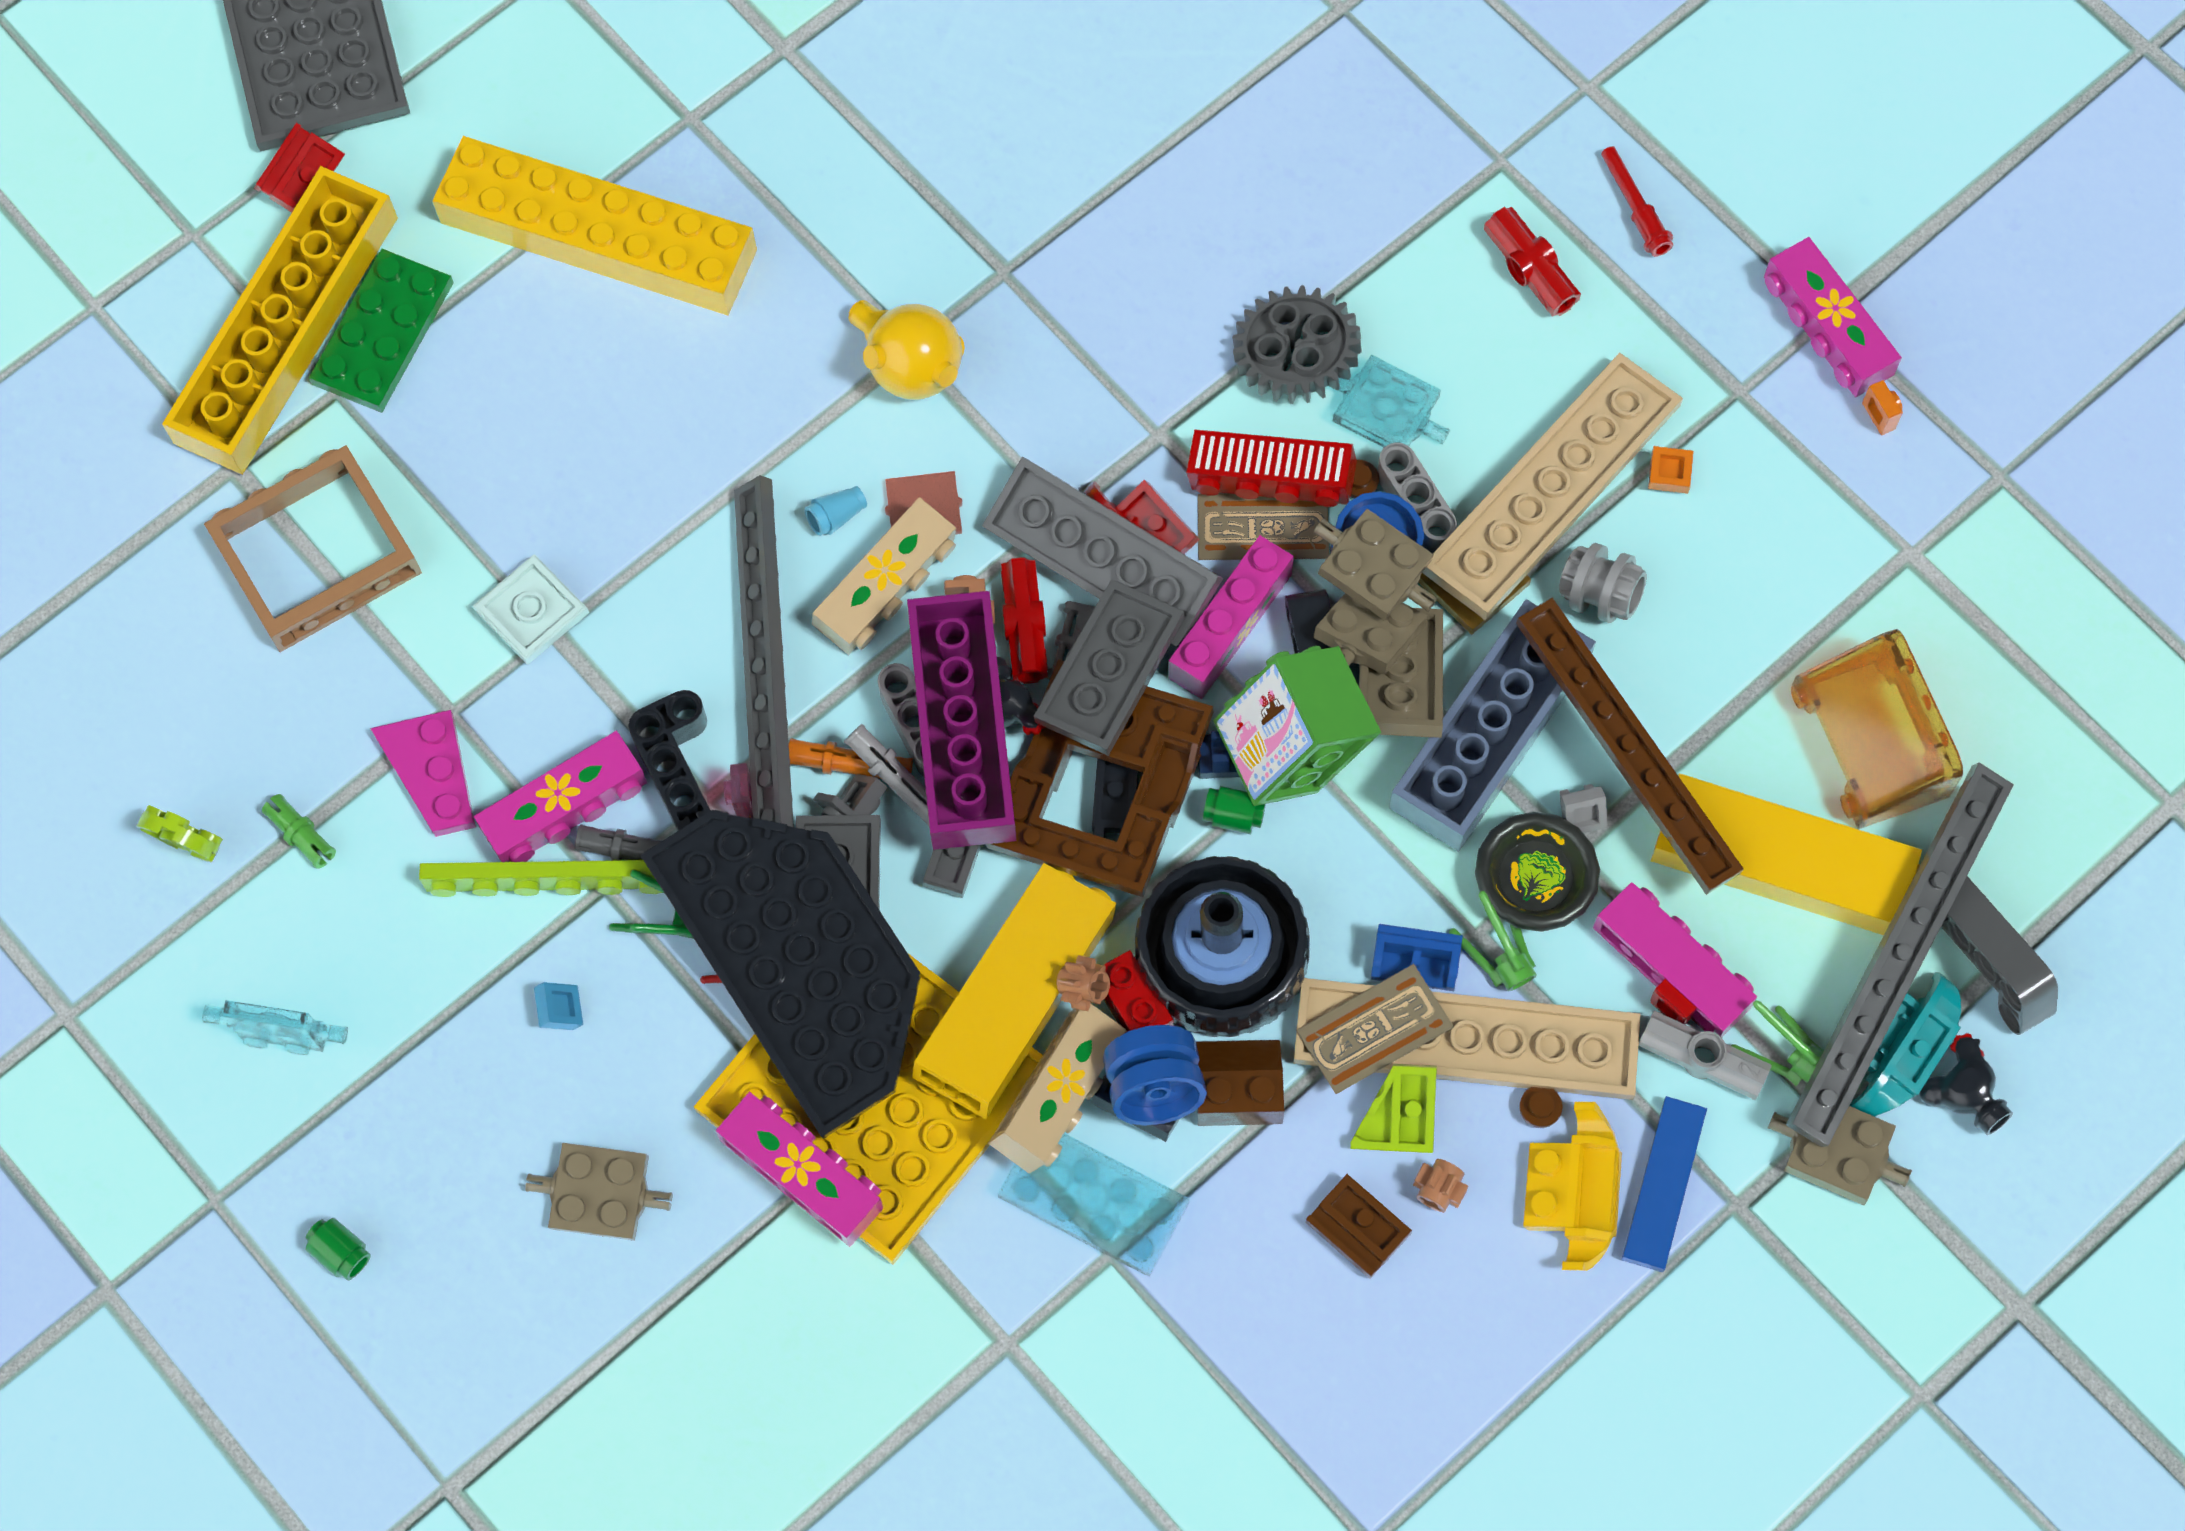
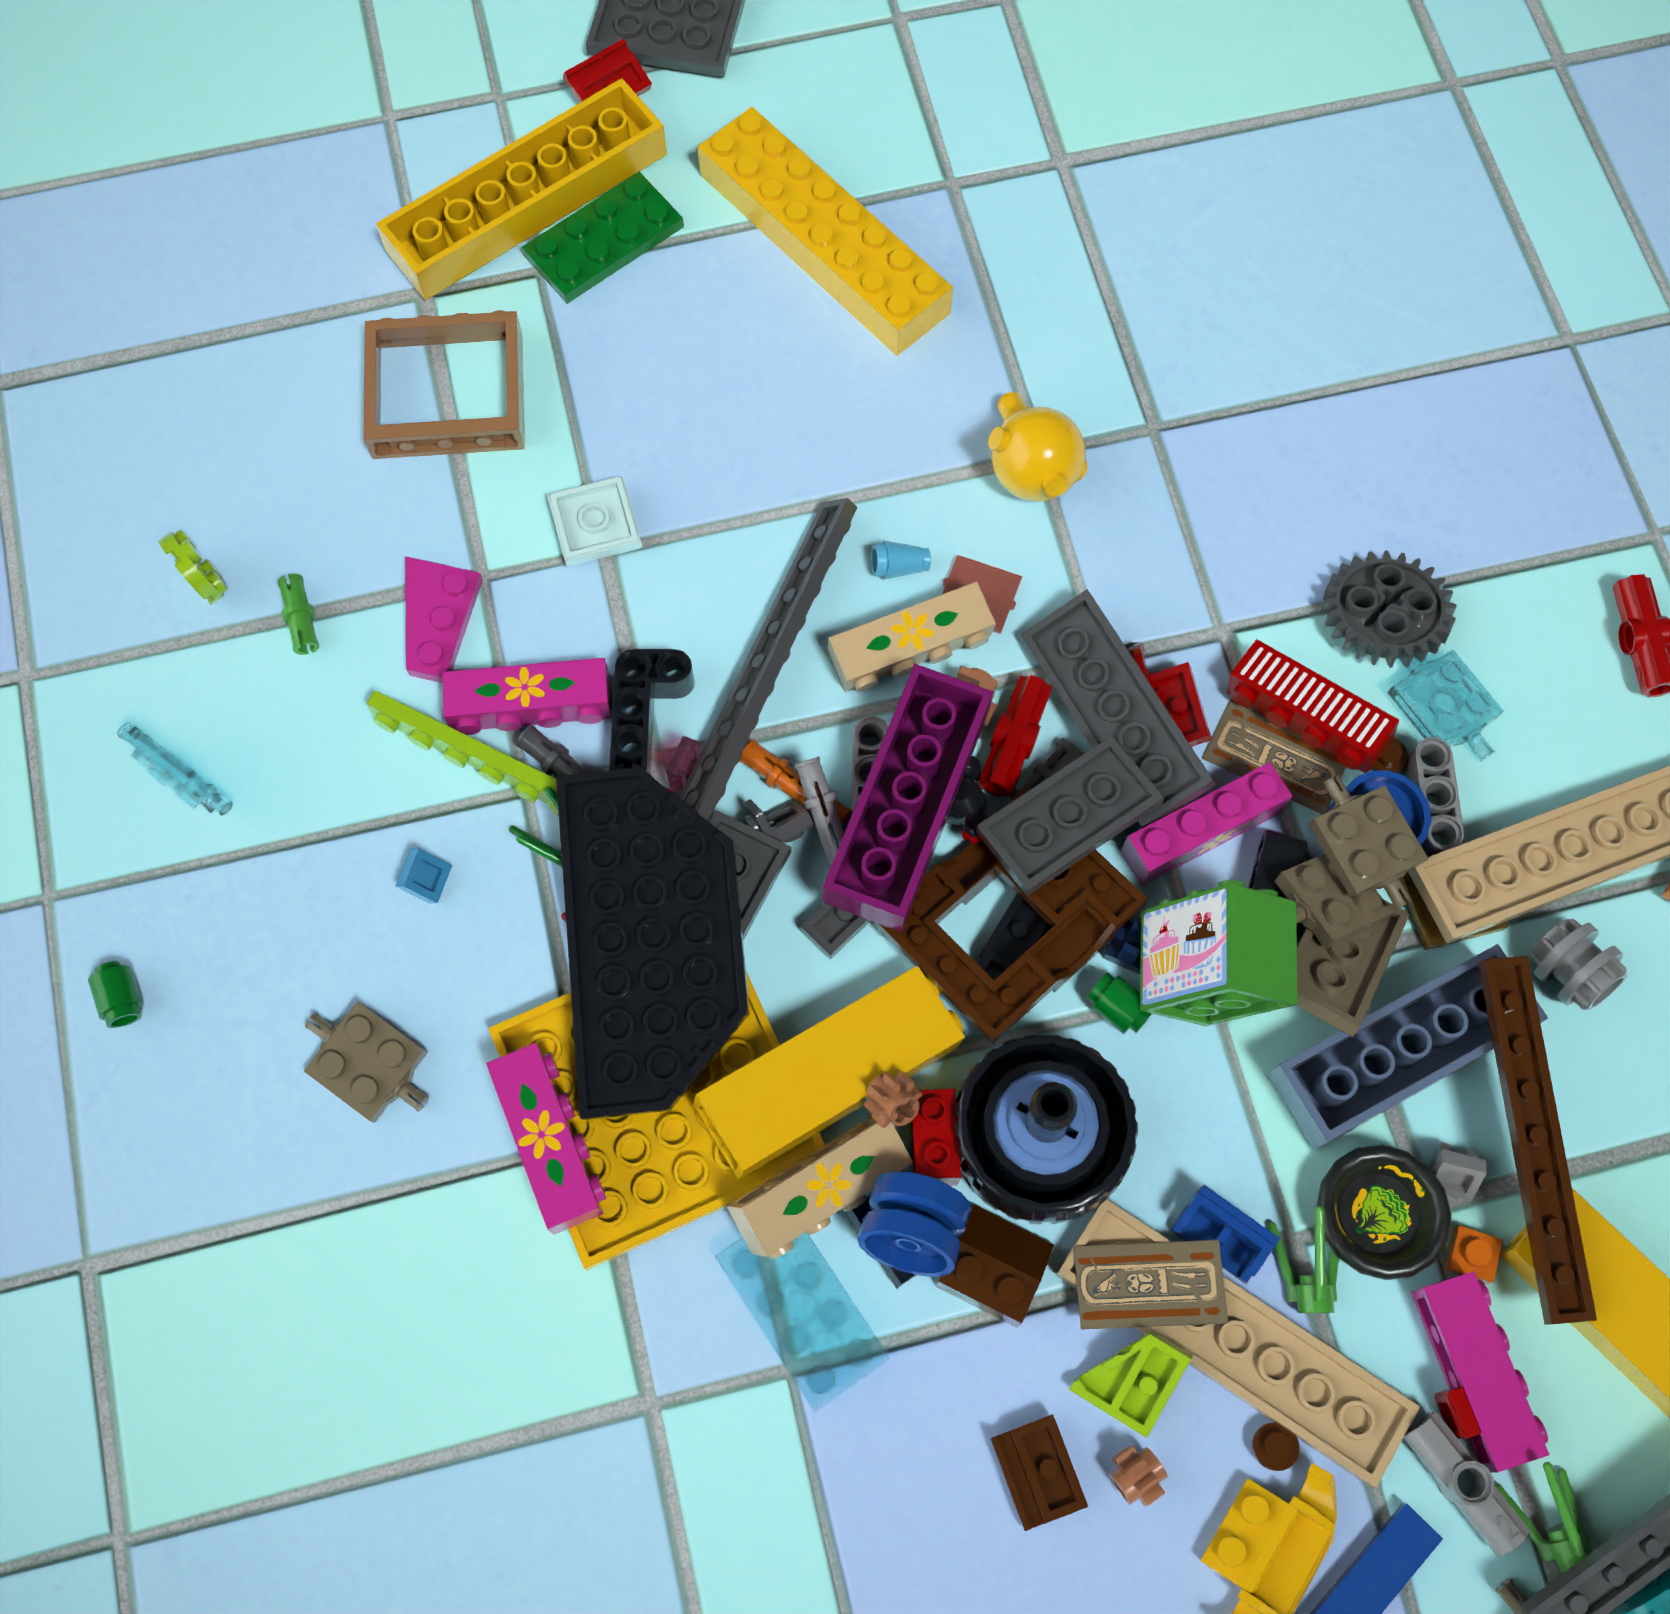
camera: 25 degrees right, 0 degrees up
(1627, 867) = (1473, 1252): none -> orange plate

